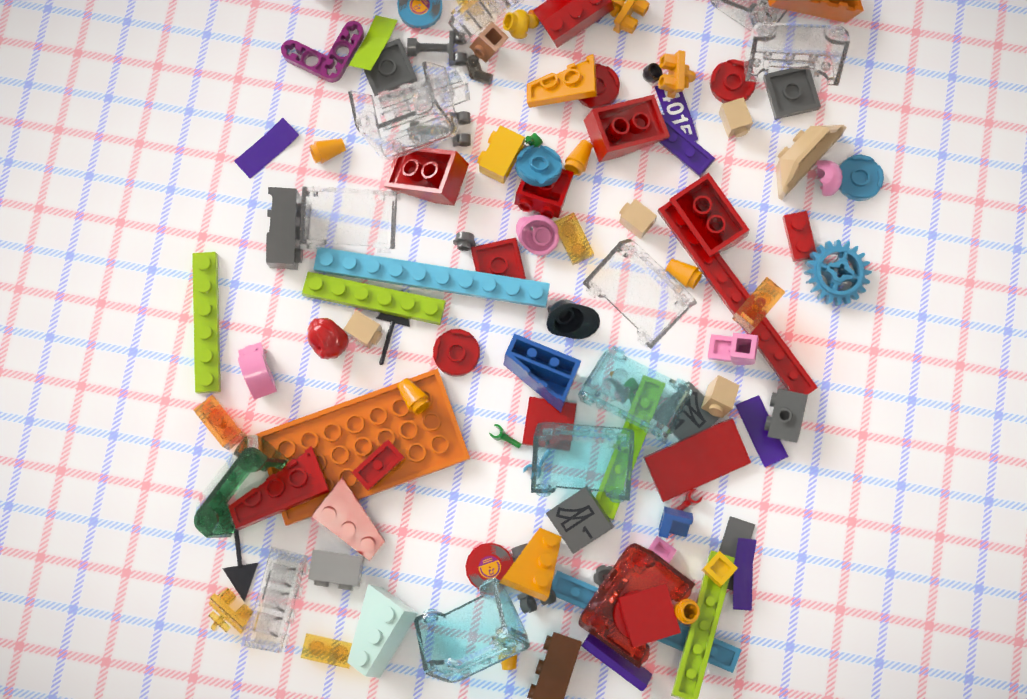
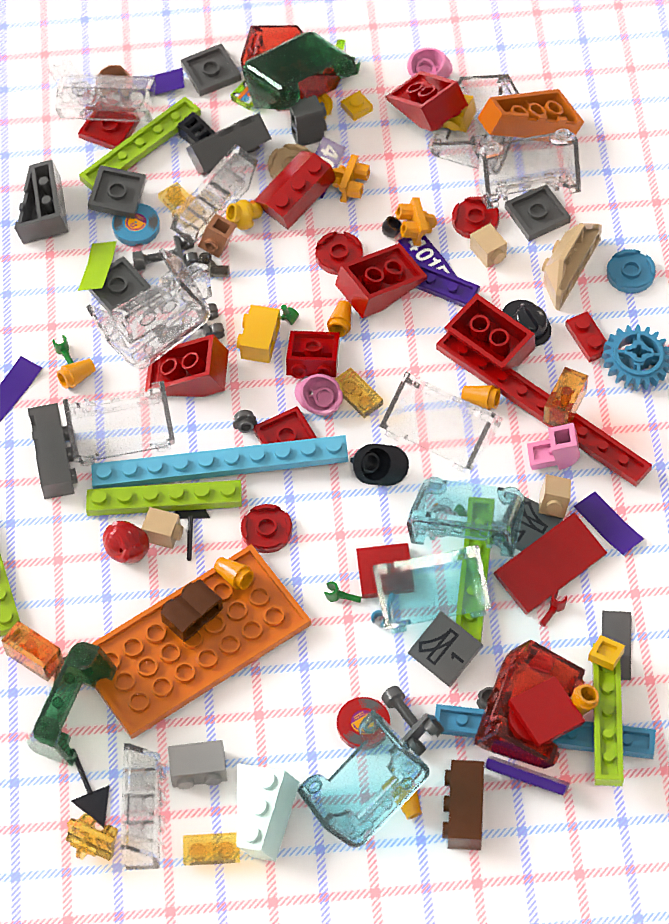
camera: 15 degrees left, 20 degrees down
(256, 371) = (59, 593): bright pink brick -> none
(281, 491) = (124, 694): red wing -> none
(322, 120) = (63, 349): none -> green hand
(326, 61) = (51, 295): magenta beam -> none
(349, 521) = (198, 712): wing -> none
(366, 423) = (191, 610): none -> reddish brown brick
(378, 465) = (215, 647): red plate -> none
(535, 566) = (411, 698): light orange wing -> none
(538, 165) = (301, 333): dark azure tile -> none
(542, 369) = (361, 515): blue wedge -> none
(568, 85) = (309, 256): light orange wing -> none
(637, 218) = (417, 357): tan brick -> none
(674, 522) = (547, 627): blue panel -> none
(744, 574) = (634, 659): dark purple sticker -> none
(749, 203) = (531, 317): none -> black piece
(786, 415) = (629, 495): dark grey brick -> none
(830, 176) = (599, 271): bright pink hair -> none

